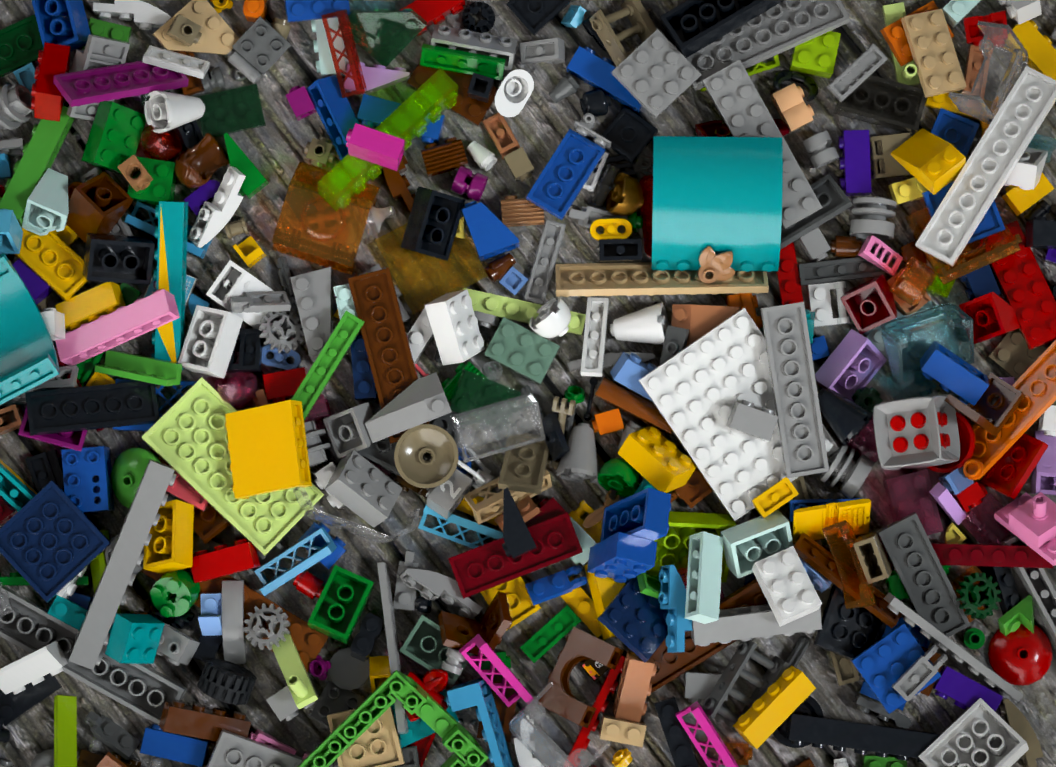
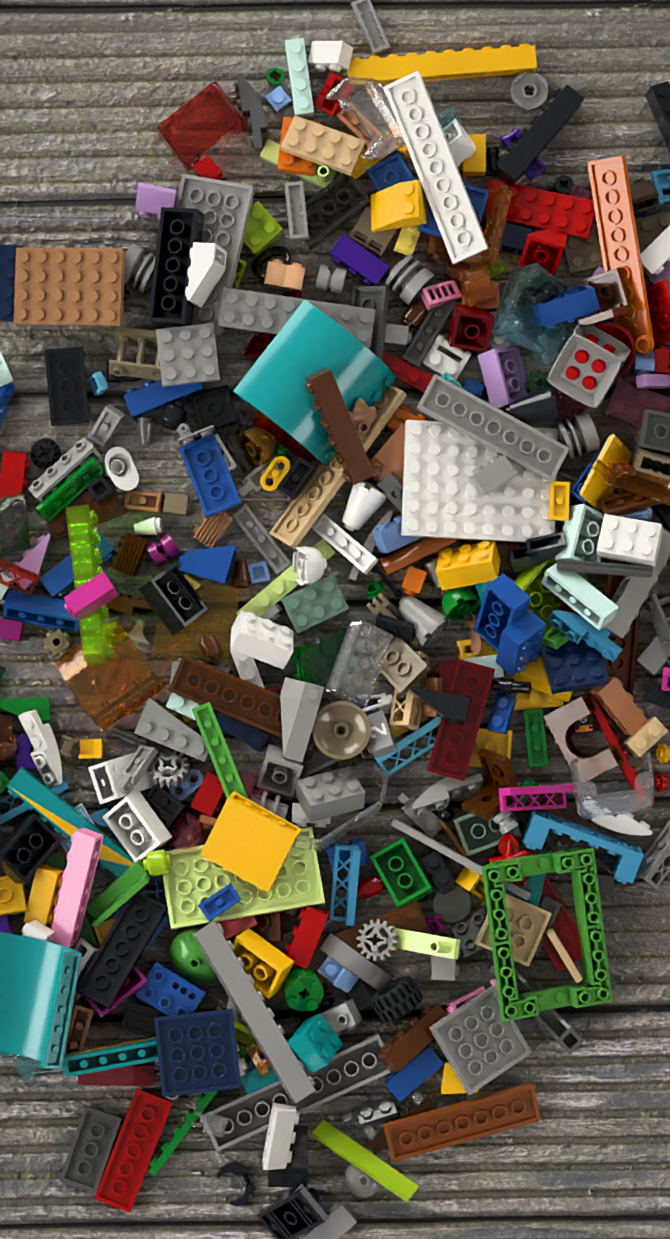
camera: 65 degrees left, 0 degrees up
(81, 603) = (261, 1064): none -> clear orange plate
(190, 382) = (157, 862): none -> lime head
(195, 462) = (219, 902): none -> blue plate
(406, 625) = (452, 837): none -> clear orange piece
(414, 288) = (210, 648): none -> reddish brown brick
(578, 578) = (511, 686): none -> black pin
(693, 252) = (339, 426): none -> reddish brown brick
(715, 511) = (537, 551): none -> black slope
(741, 32) = (206, 269): none -> white slope
(744, 581) = (604, 568): none -> dark grey axle
(946, 342) = (539, 294): none -> black plate

